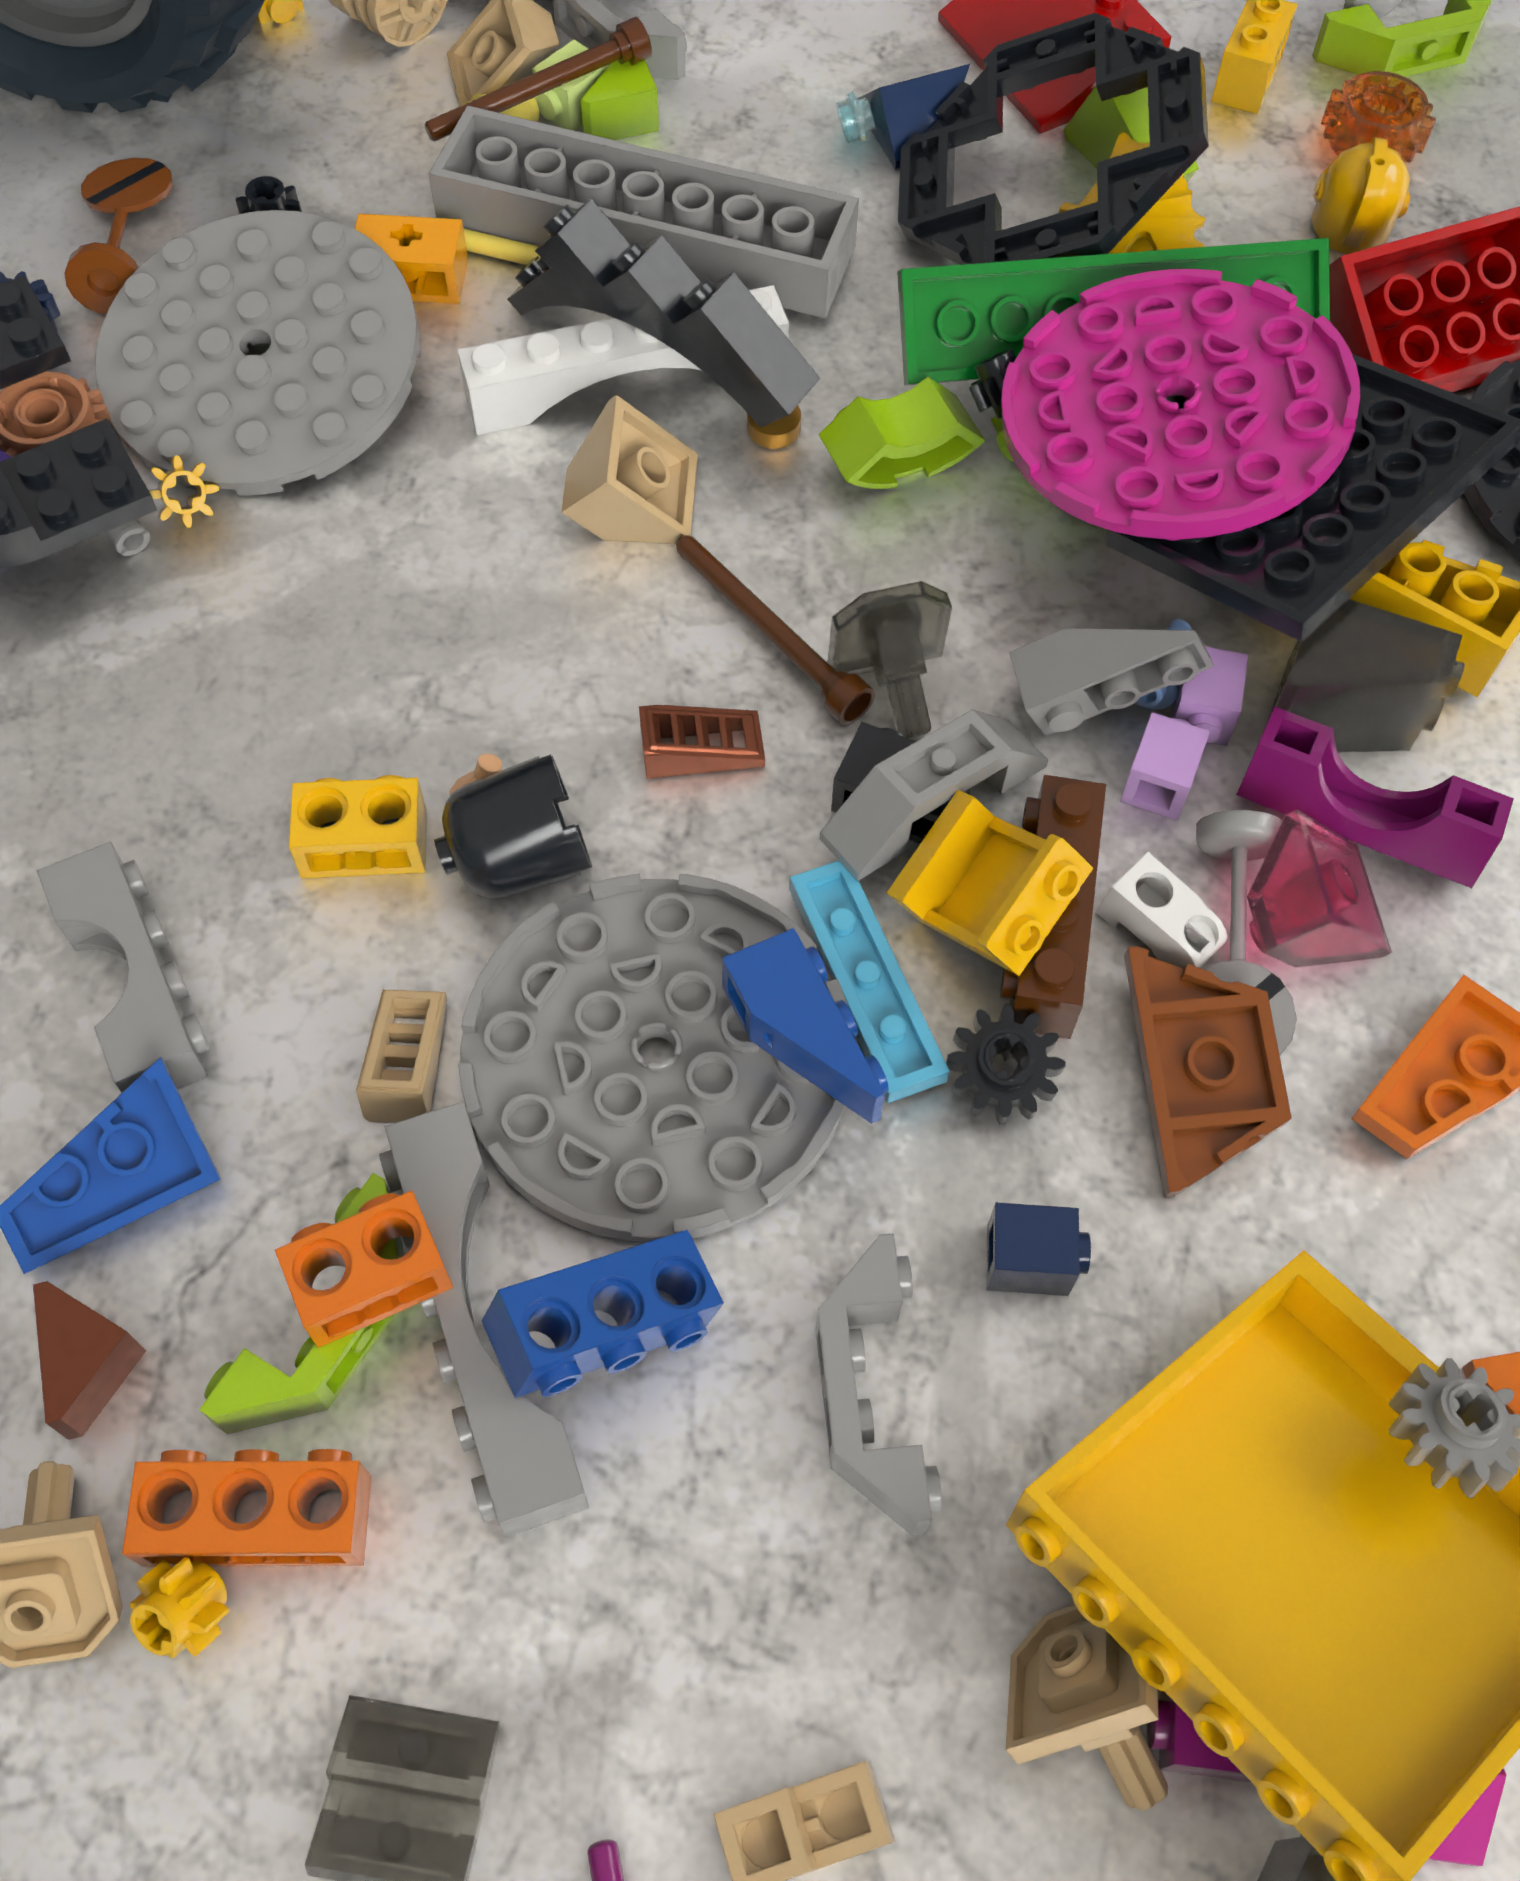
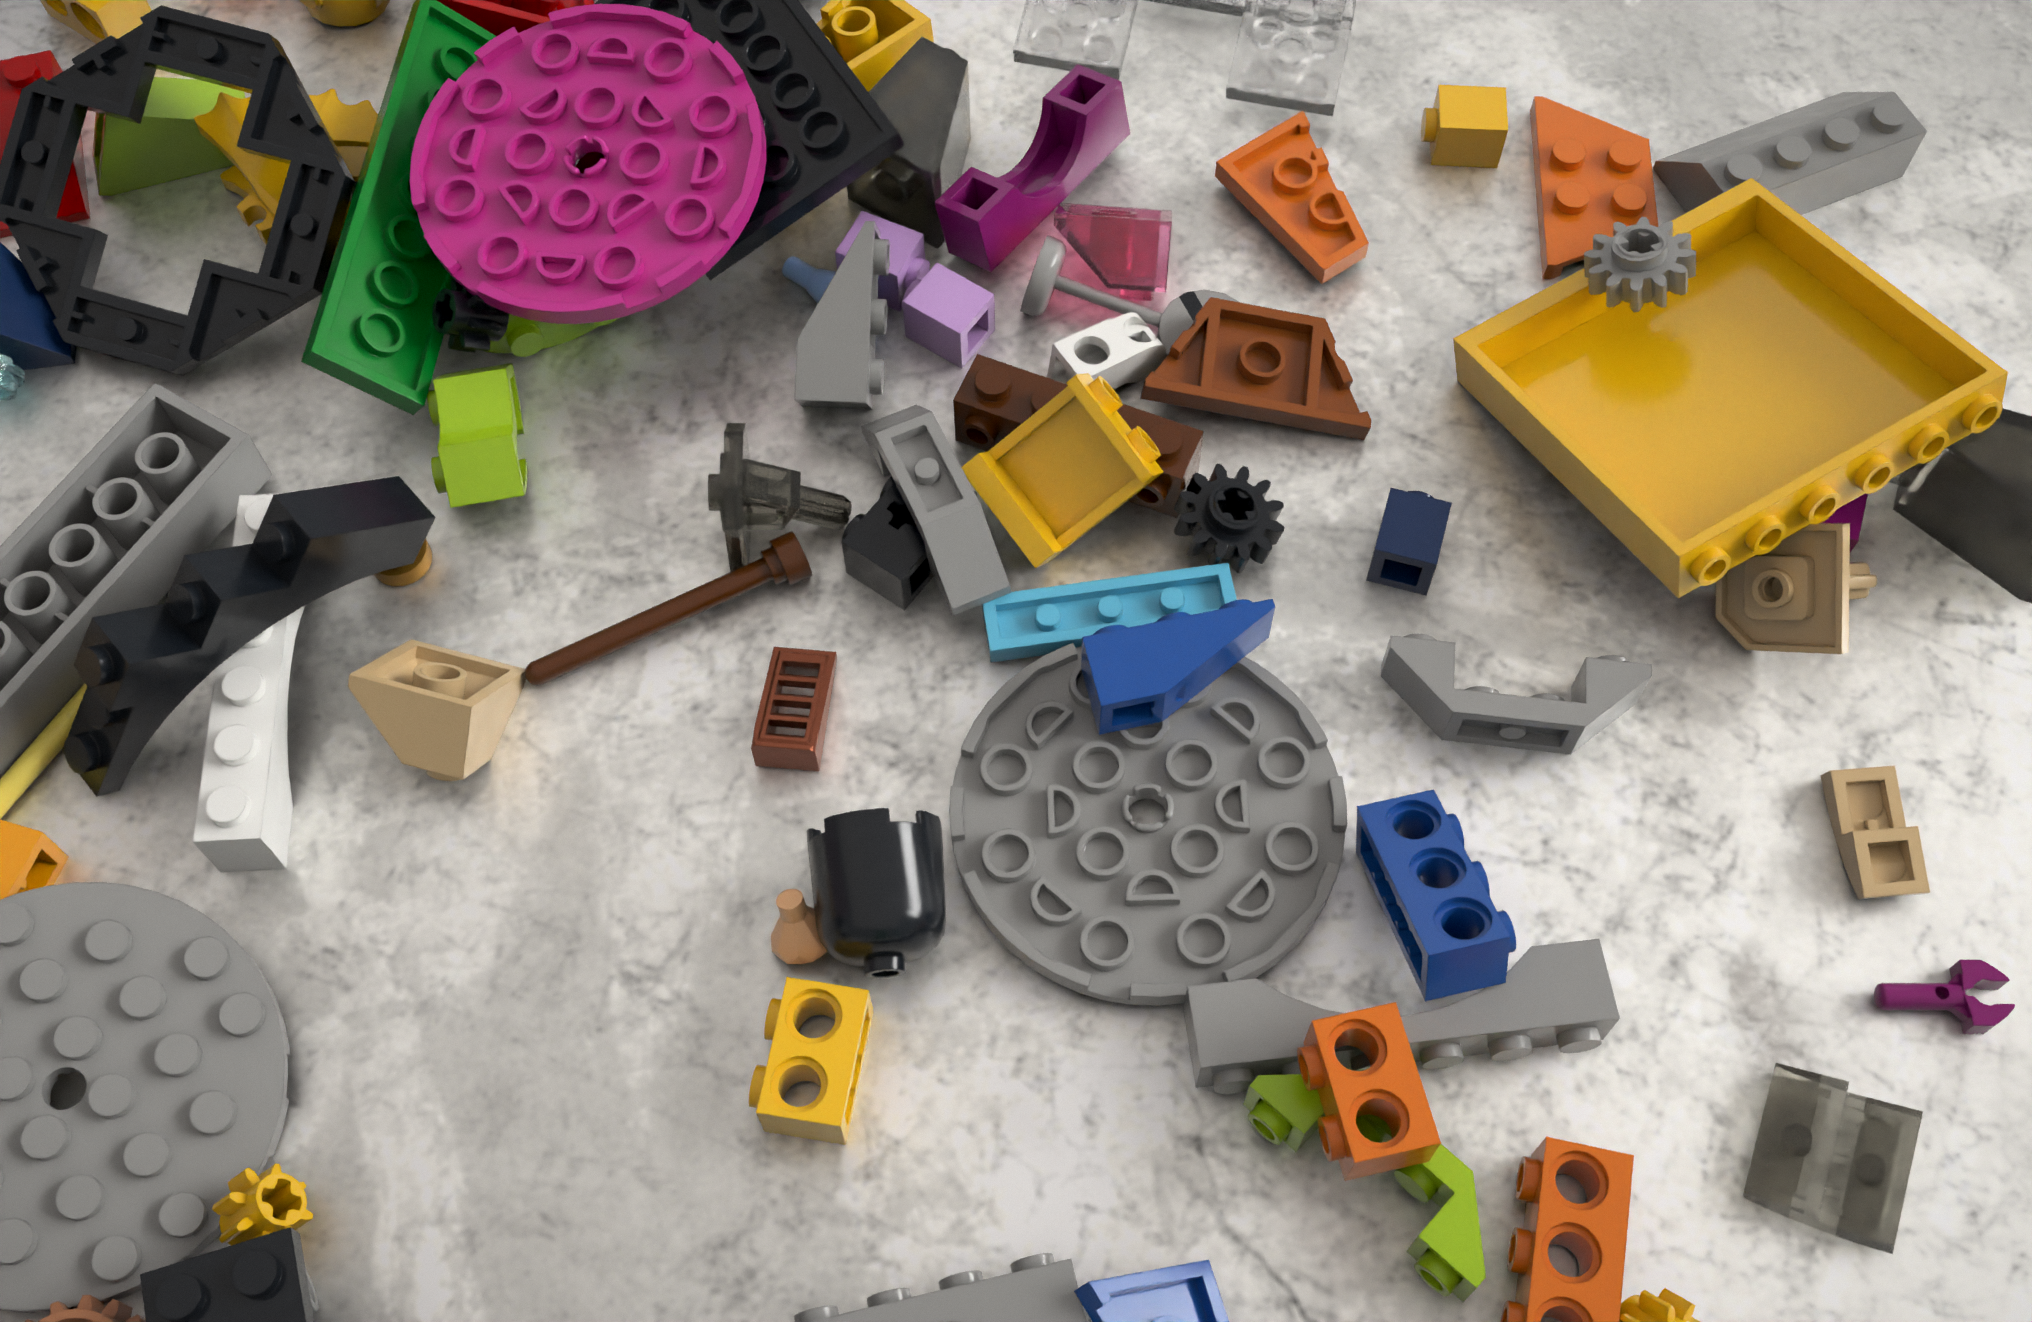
camera: 75 degrees left, 0 degrees up
(402, 1094) = (1129, 1039): tan slope -> none

